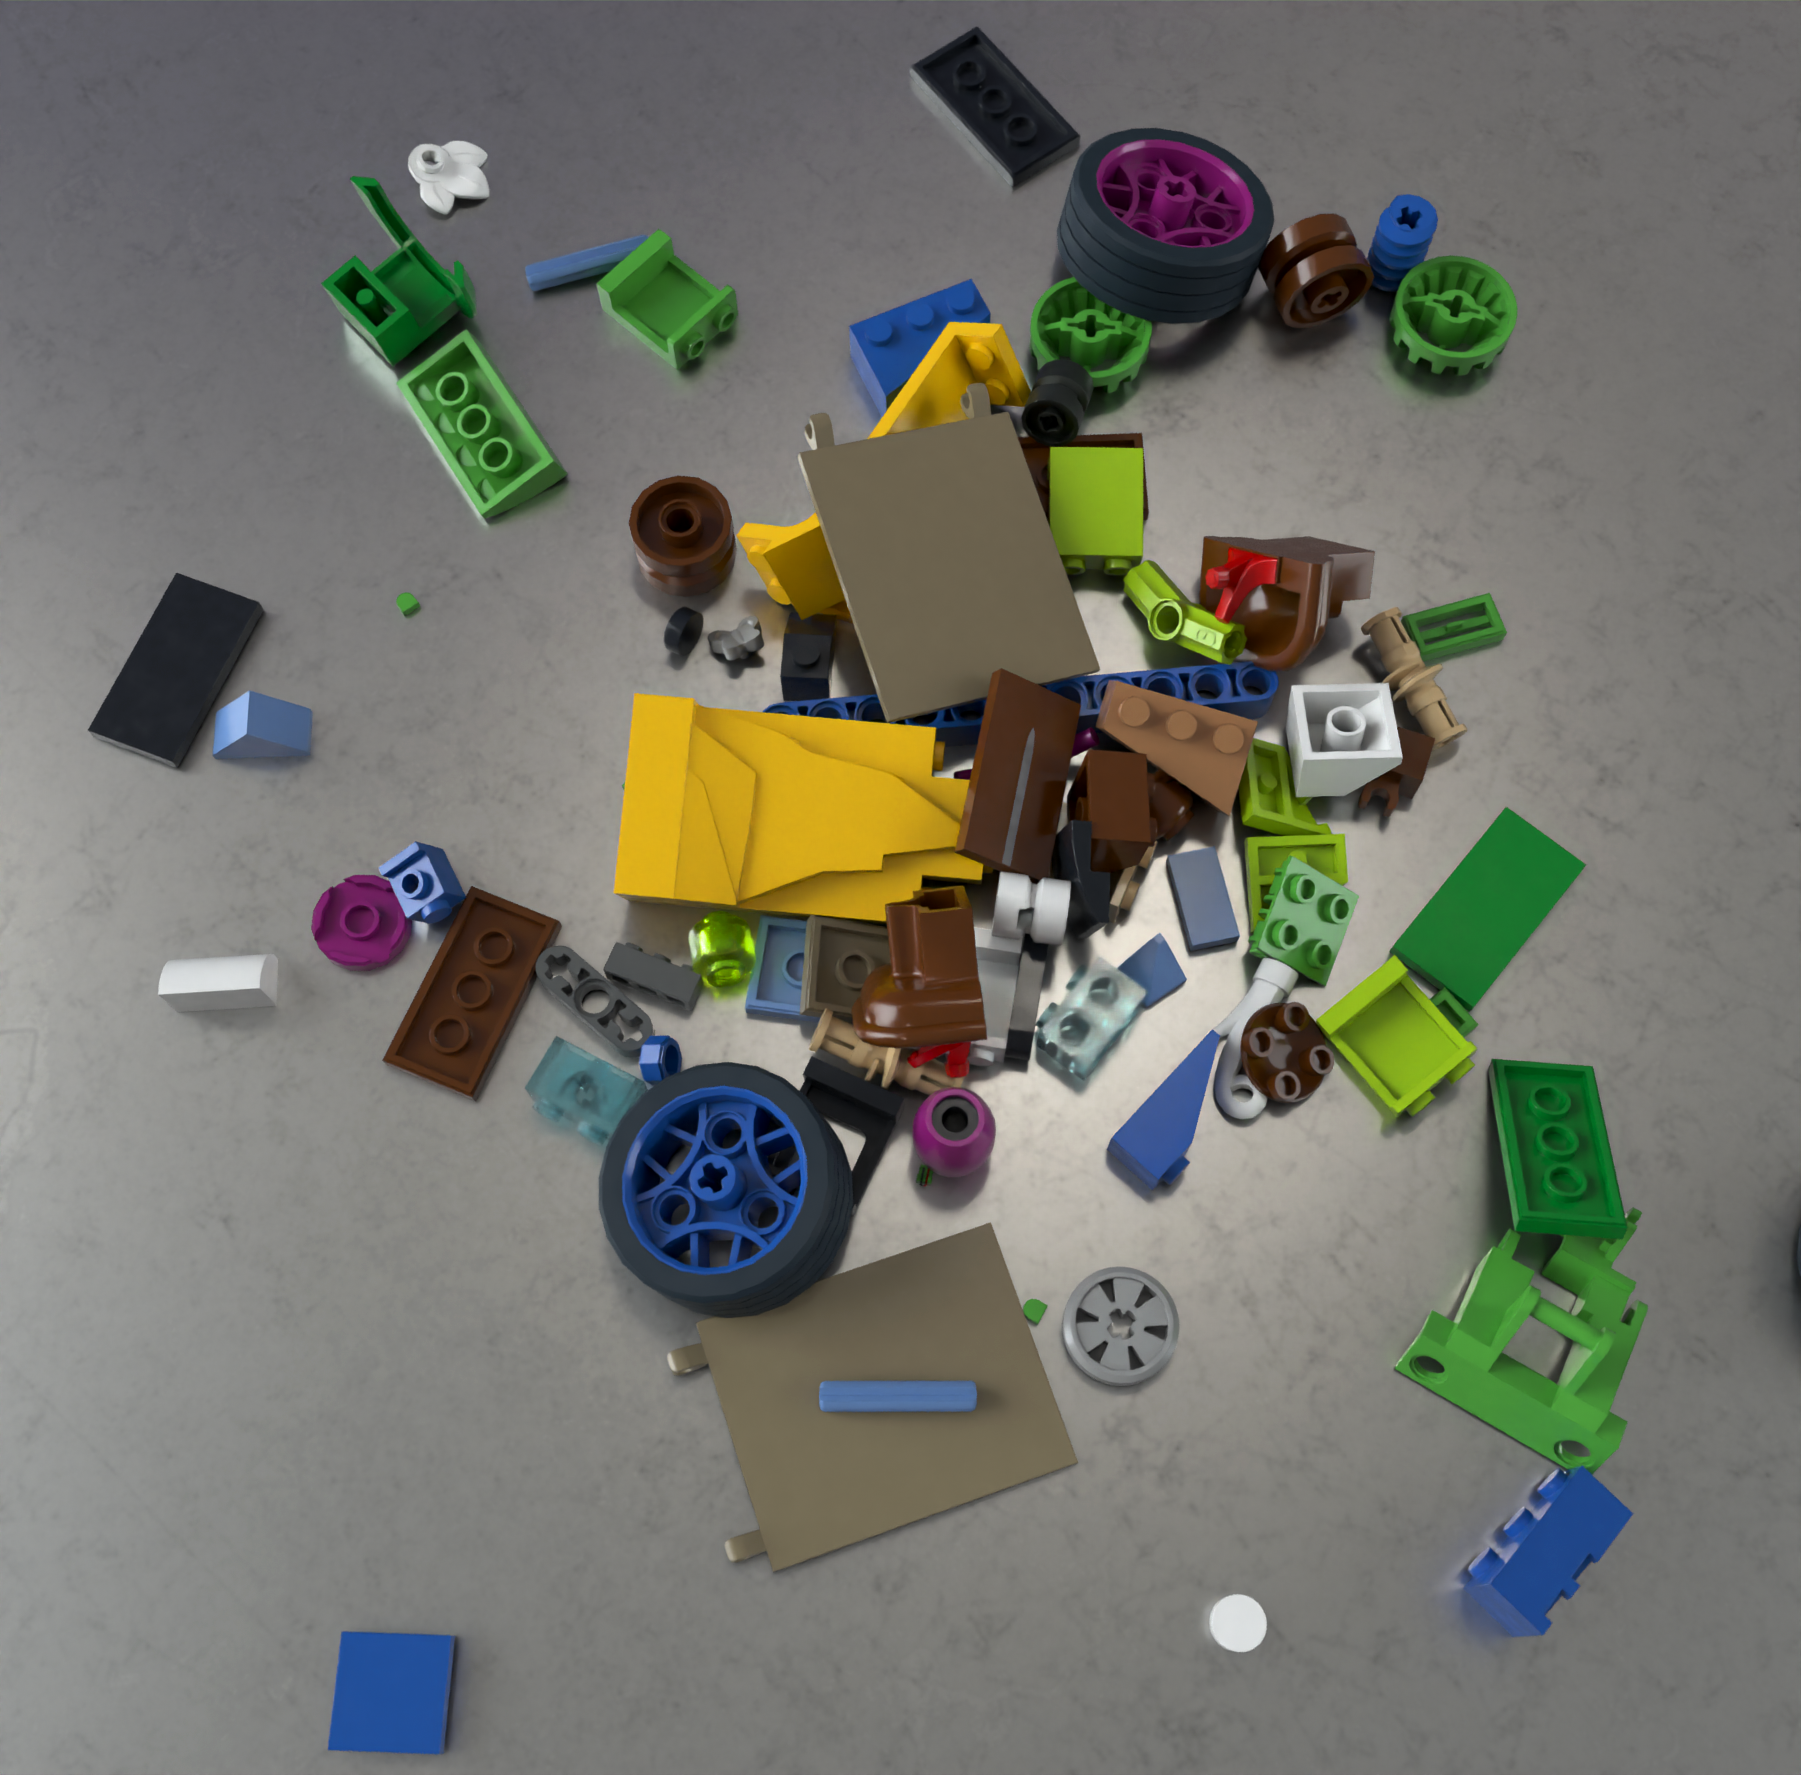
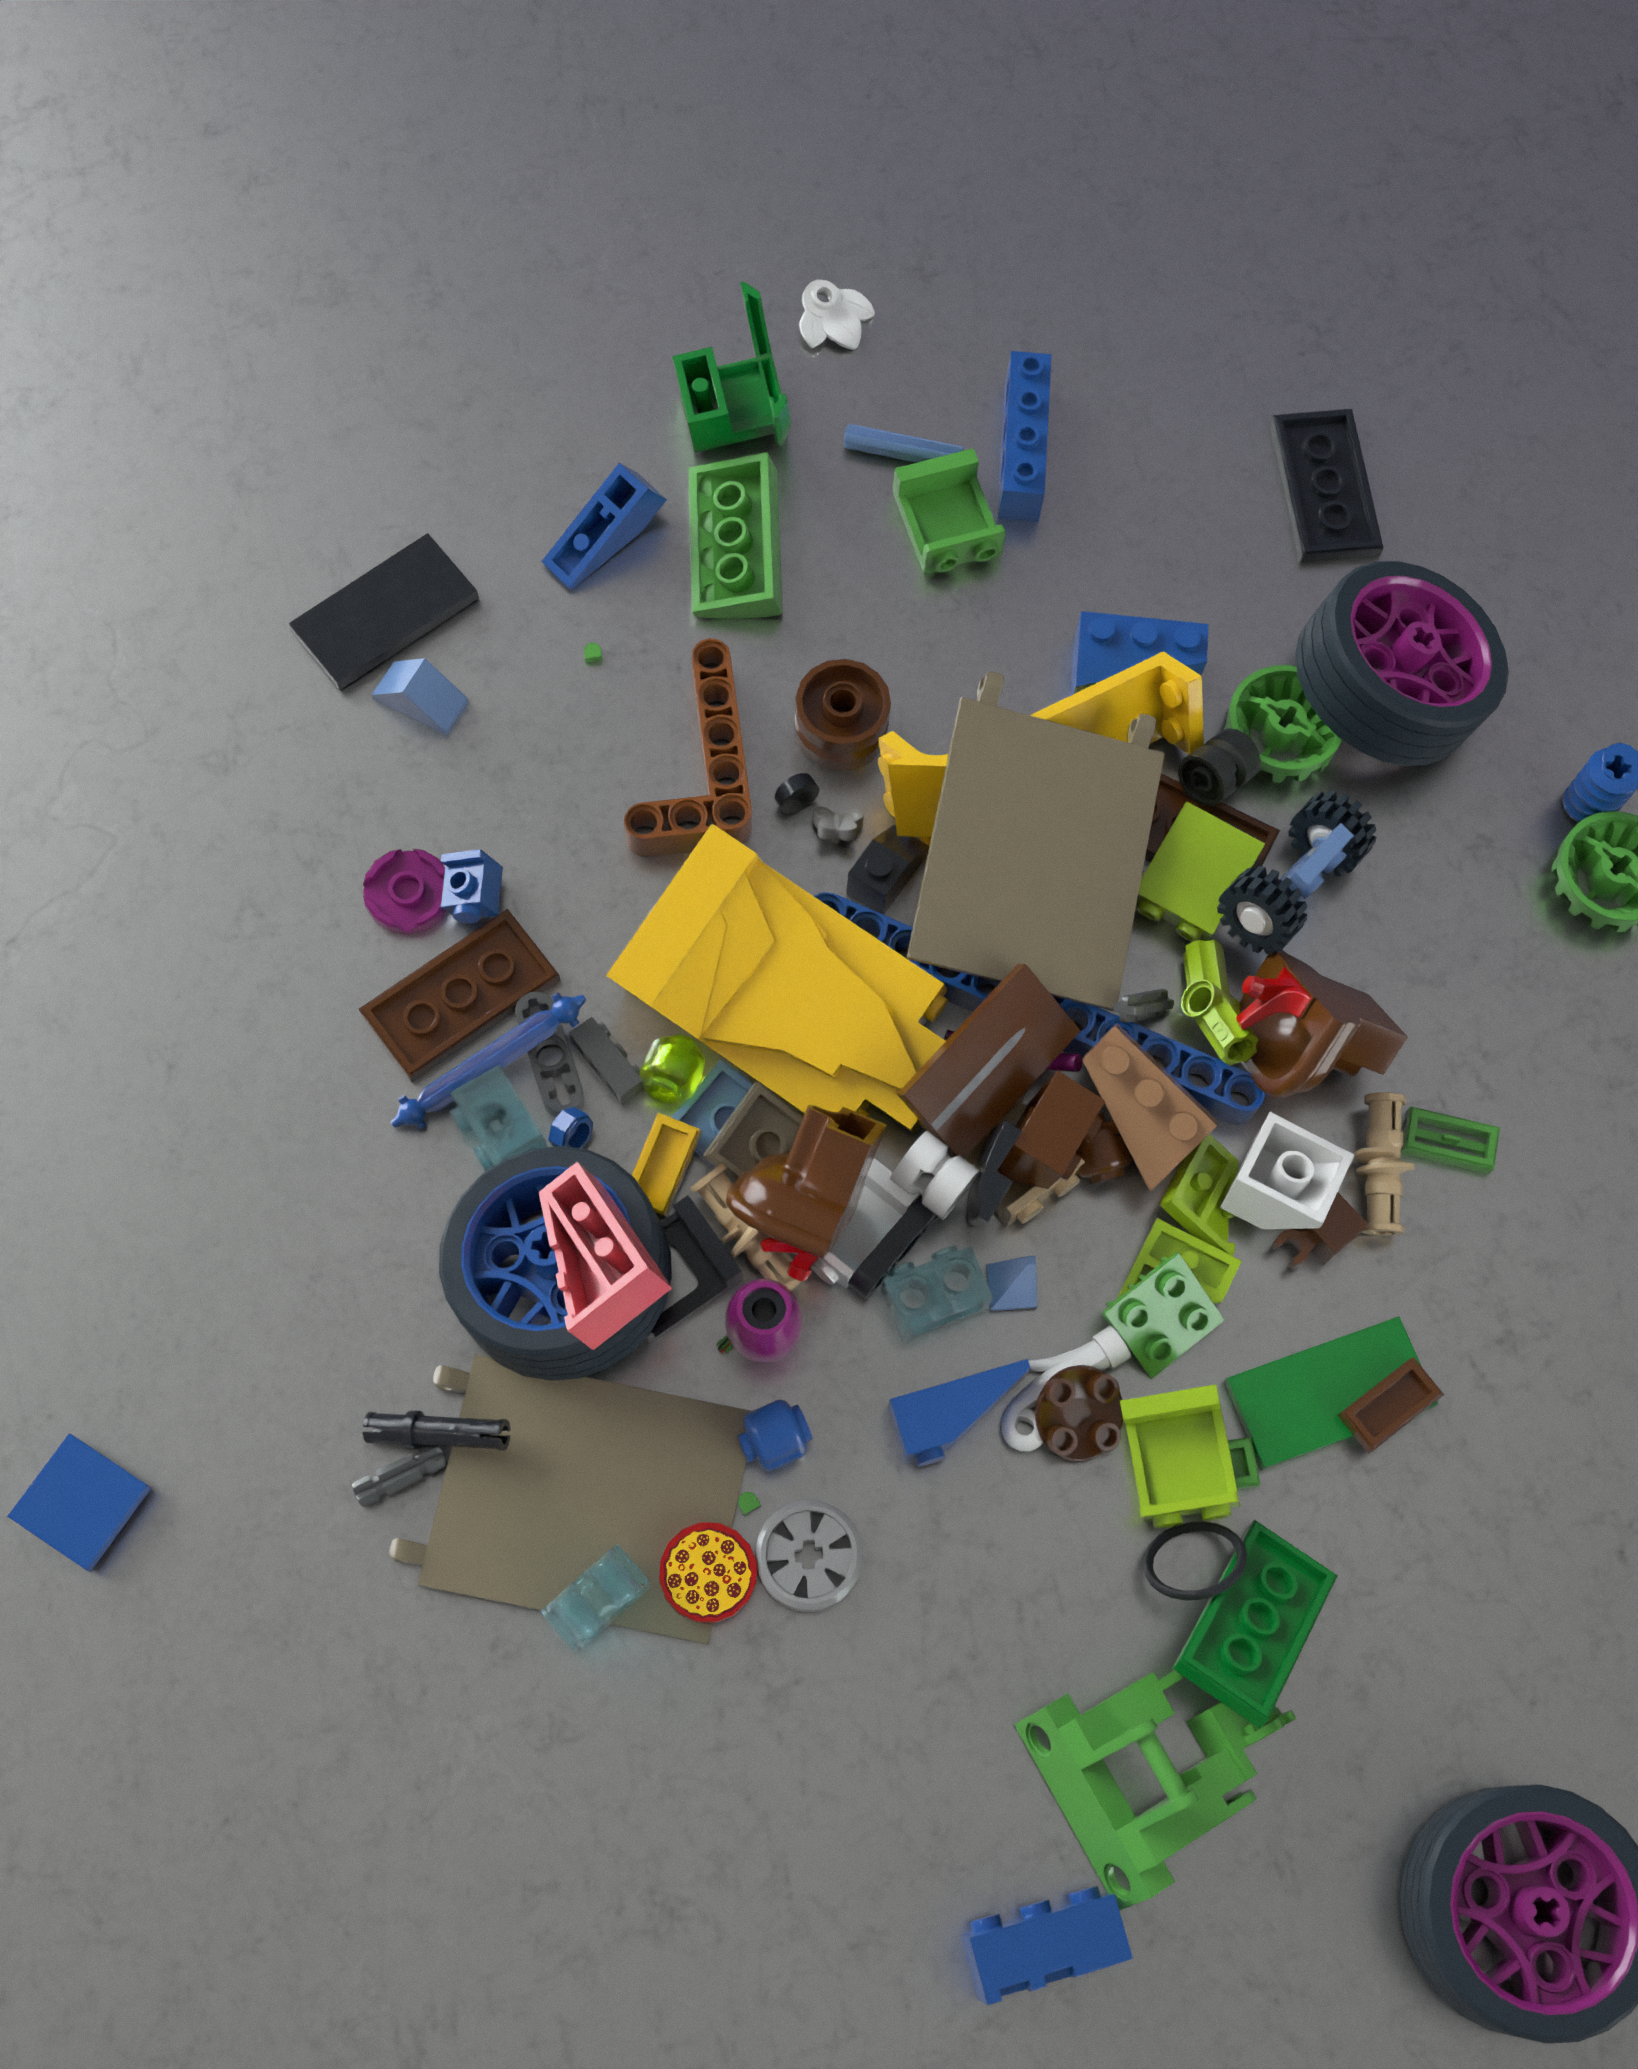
camera: 25 degrees right, 0 degrees up
(220, 982) = (272, 878): white brick -> none
(347, 478) = (604, 525): none -> blue slope
(547, 1025) = (500, 1052): none -> blue wheel
(591, 642) = (719, 762): none -> dark orange beam
(685, 1425) = (418, 1430): none -> black pin
(692, 1478) = (399, 1475): none -> dark grey axle
(698, 195) = (1024, 436): none -> blue brick
(766, 1033) = (665, 1160): none -> yellow tile
(776, 1158) = (598, 1256): none -> coral wedge
(897, 1396) = (596, 1505): medium blue axle -> none
(954, 1483) = (596, 1599): none -> clear light blue brick
(1024, 1232) = (775, 1435): none -> blue head
(1039, 1396) = (708, 1572): none -> tile
(1119, 653) = (1143, 1005): none -> dark grey axle
(1183, 503) = (1268, 909): none -> black plate
(1202, 898) = (1091, 1248): medium blue tile -> none
(1238, 1623) = (758, 1849): white tile -> none
(1315, 270) = (1513, 769): reddish brown wheel -> none
(1494, 1151) = (1205, 1593): none -> black tyre
(1548, 888) = (1390, 1405): none -> reddish brown tile

